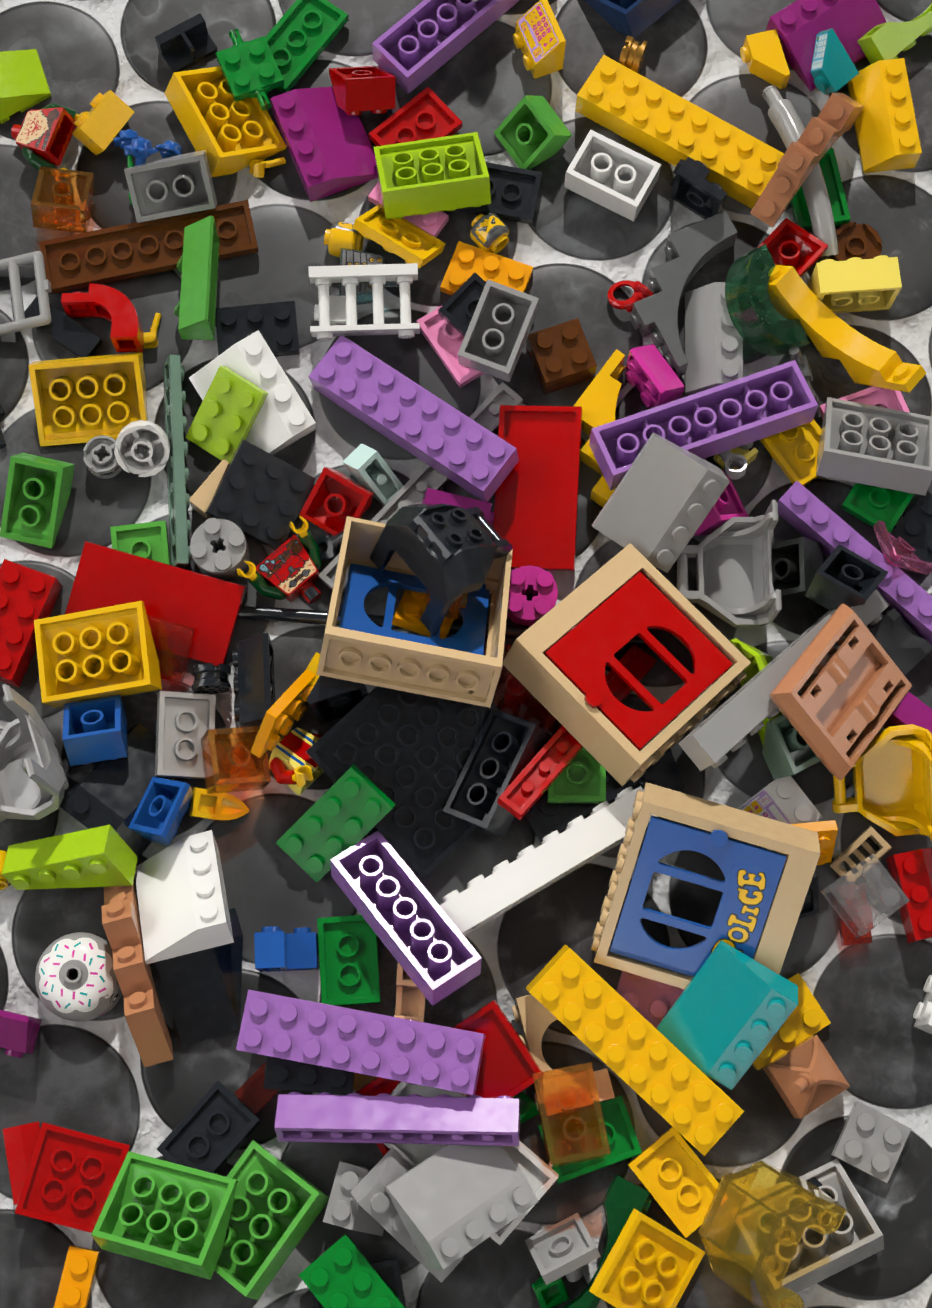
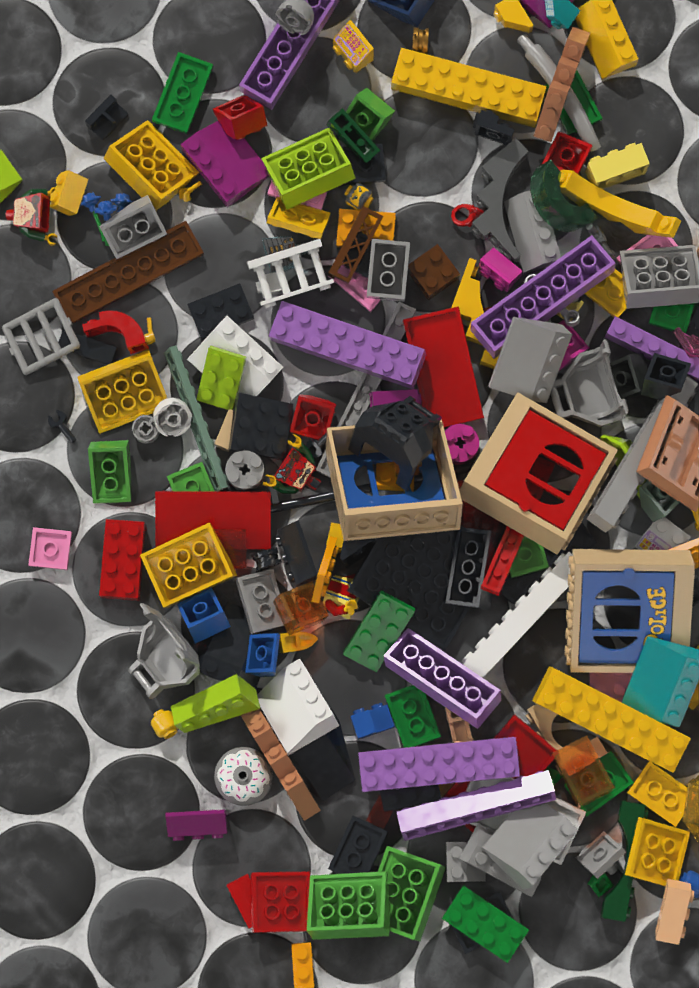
camera: 15 degrees left, 5 degrees up
(62, 200) = (59, 256): clear orange slope -> none
(198, 281) = (173, 290): bright green piece -> none
(250, 69) = (158, 125): green plate -> none
(342, 236) = (260, 229): yellow head -> none
(373, 473) = (331, 389): light aqua slope -> none
(419, 119) = (286, 129): red plate -> none
(475, 265) = (348, 242): none -> reddish brown fence
(503, 147) = (352, 135): none -> dark green slope
(612, 175) = (431, 133): white brick -> none
(857, 241) = (611, 135): reddish brown tile -> none

